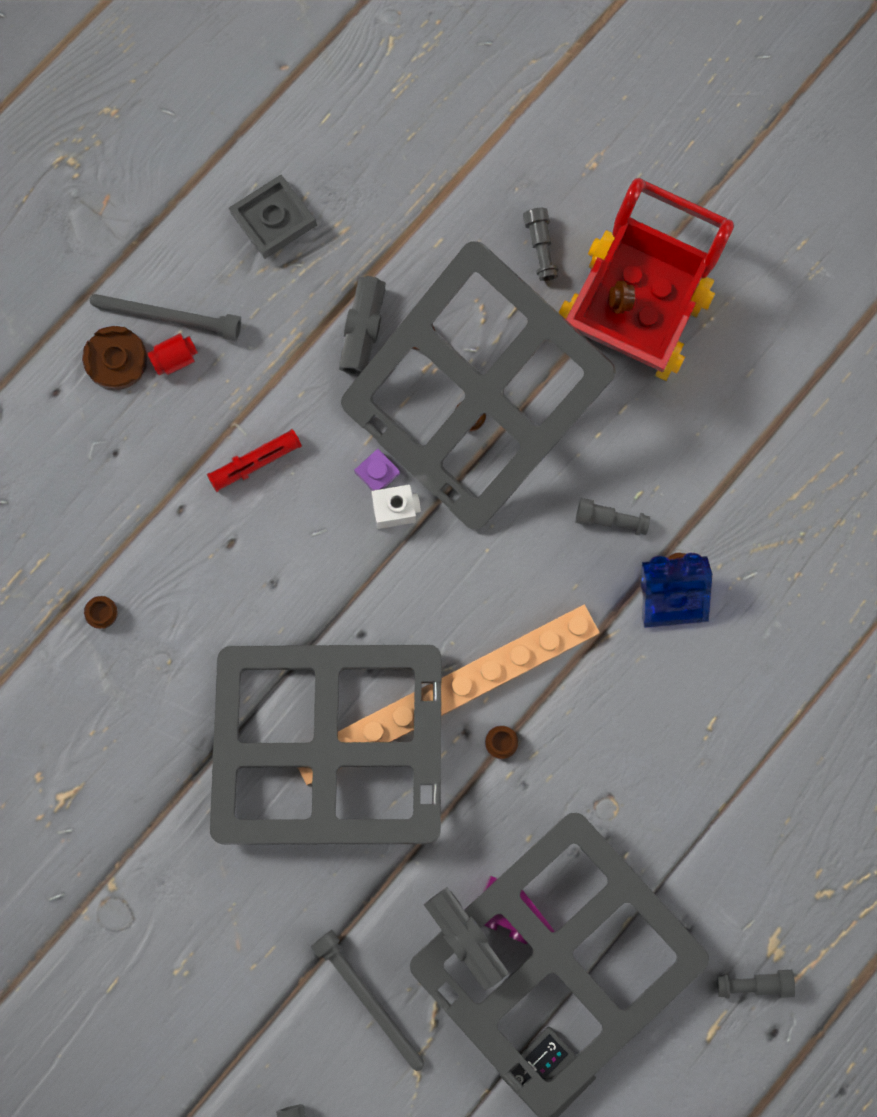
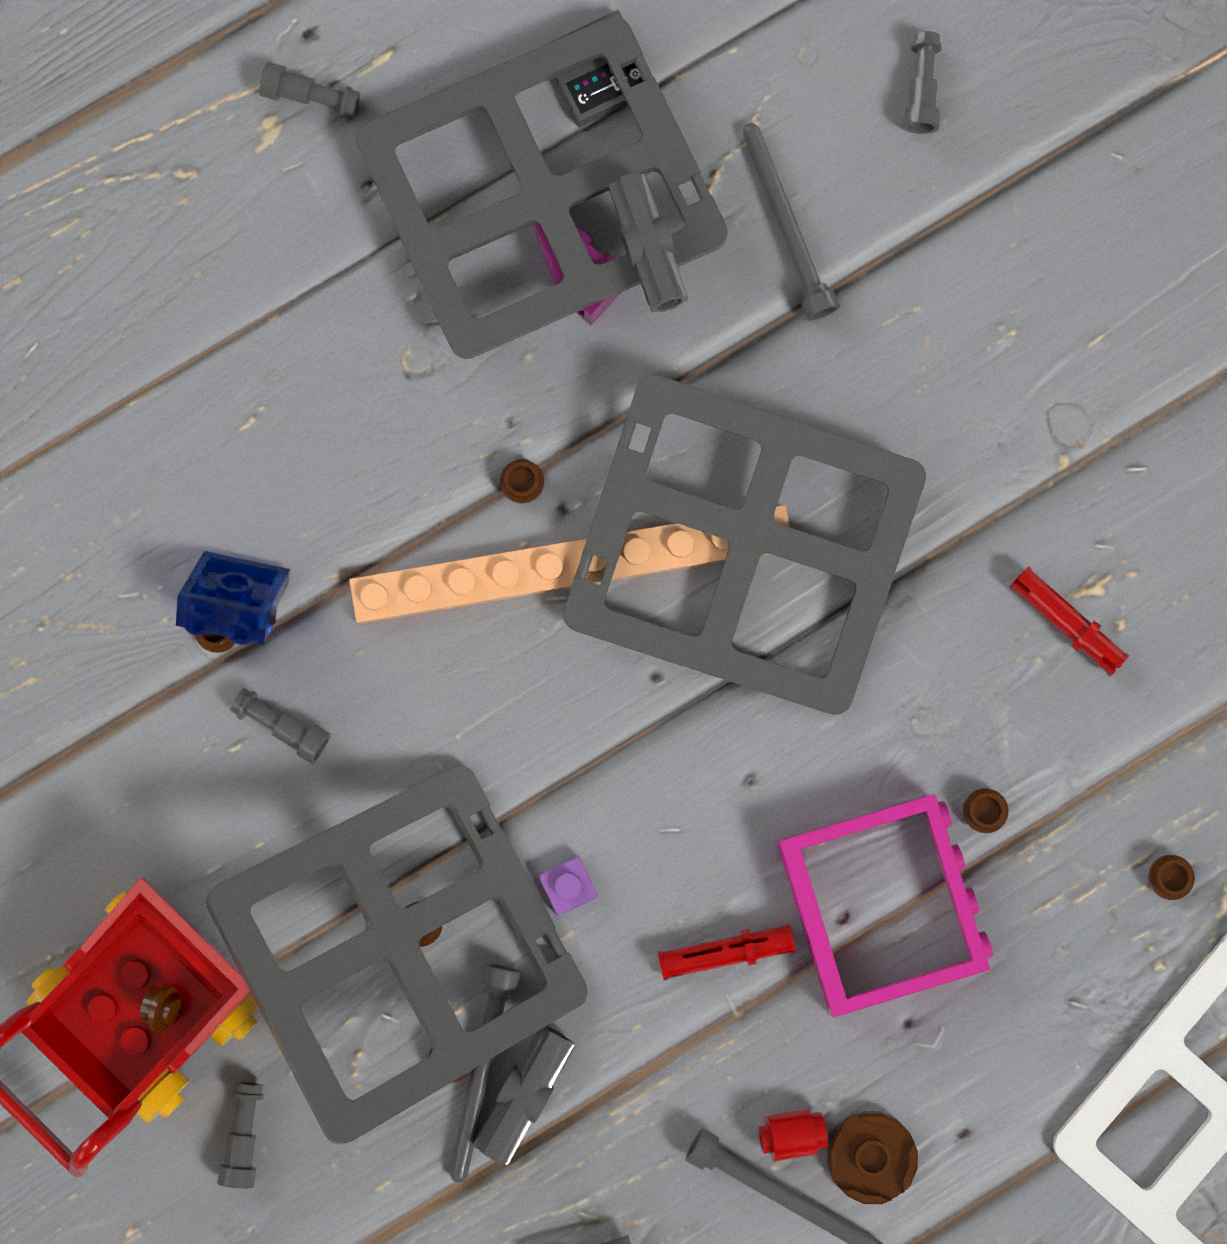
camera: 155 degrees left, 5 degrees up
(64, 759) = (1069, 621): none -> red pin
(115, 567) = (962, 899): none -> dark pink window
(395, 506) = (559, 828): white brick -> none
(402, 393) = (499, 983): none -> dark grey piece

